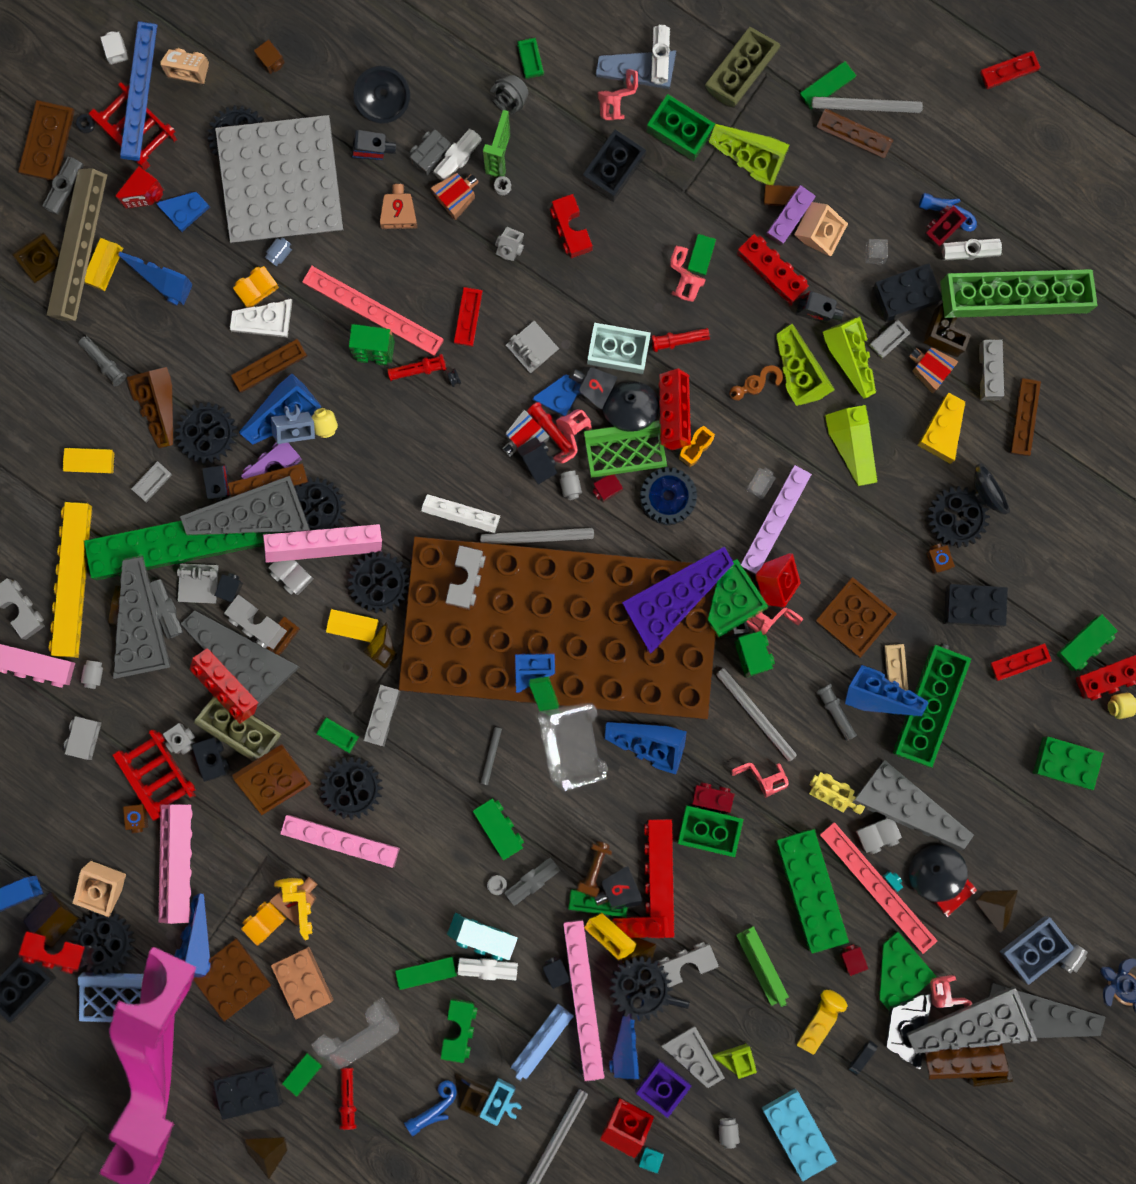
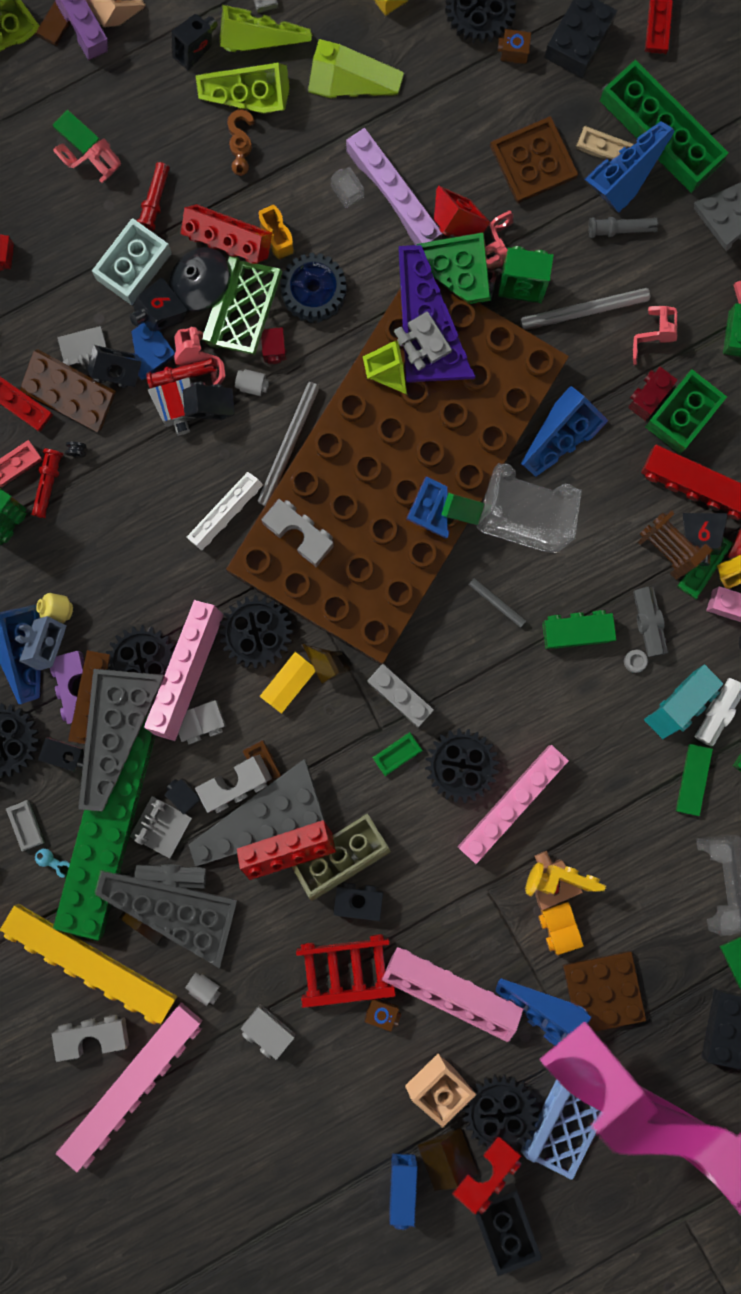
camera: 65 degrees left, 0 degrees up
(133, 511) = (49, 860): none -> medium azure arm
(173, 736) = (321, 935): light grey brick -> none
(271, 779) = (412, 846): reddish brown plate -> none
(302, 983) = (645, 916): nougat brick -> none
(495, 349) = (67, 390): none -> reddish brown plate
(530, 365) = (103, 358): none -> black brick
(625, 582) = (386, 366): none -> lime slope
(661, 605) = (429, 338): none -> light grey plate
(772, 269) = (129, 67): red brick -> none
(832, 793) = (704, 271): light yellow brick -> none

